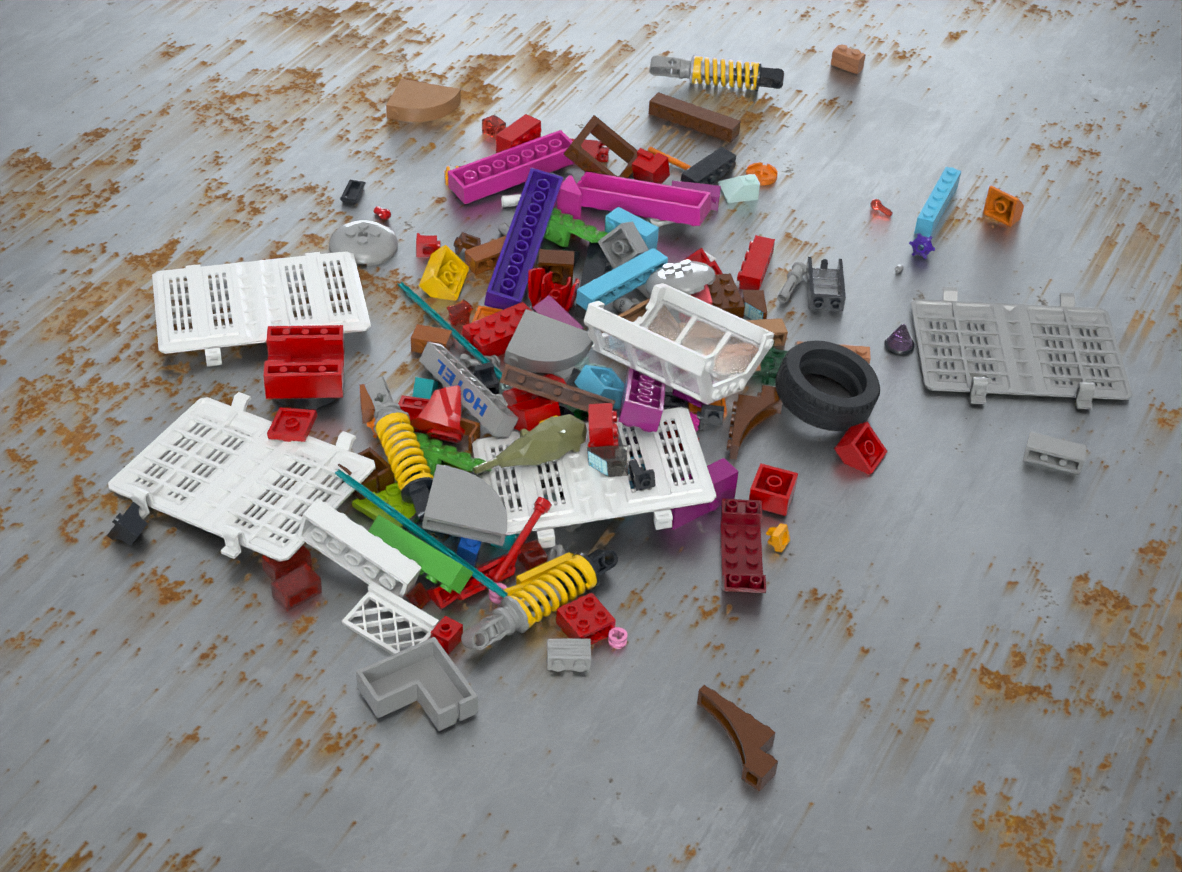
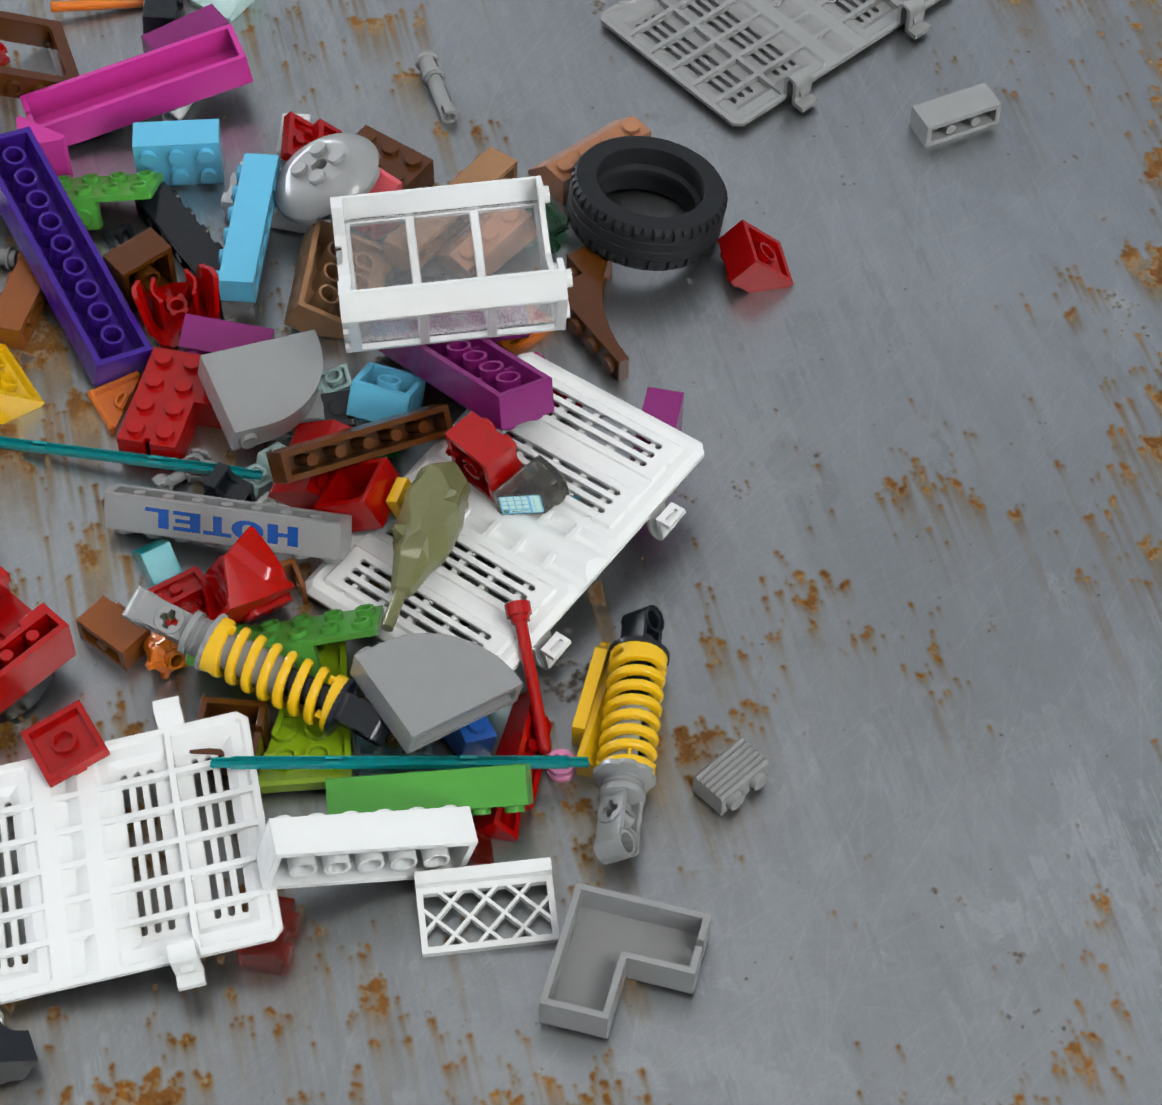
camera: 40 degrees left, 10 degrees up
(296, 587) = (318, 957): clear red brick -> none
(424, 334) = (83, 487): dark orange brick -> none
(448, 633) = (569, 866): red brick -> none
(459, 313) = (81, 420): clear red rock -> none
(532, 559) = (557, 685): clear red brick -> none
(555, 552) = (575, 664): light grey animal -> none
(585, 619) = (700, 718): red brick -> none
(612, 637) = (752, 703): bright pink bush -> none
(622, 244) = (197, 176): light grey brick -> none
(623, 304) = (281, 258): light grey piece -> none
(640, 478) = (593, 487): black bracket -> none
(650, 167) = (93, 37): red plate -> none
(710, 414) = (544, 342): black bracket -> none
(741, 546) = (768, 493): dark red slope -> none
(748, 735) = (1020, 715): reddish brown arch -> none
(754, 304) = (429, 141): reddish brown slope -> none
(756, 263) = (369, 87): red brick -> none
(774, 488) = (724, 386): red brick -> none
(779, 537) = (788, 444): light orange tile -> none
(826, 286) = (483, 63): black door -> none
(900, 341) = (643, 84): clear purple hat -> none

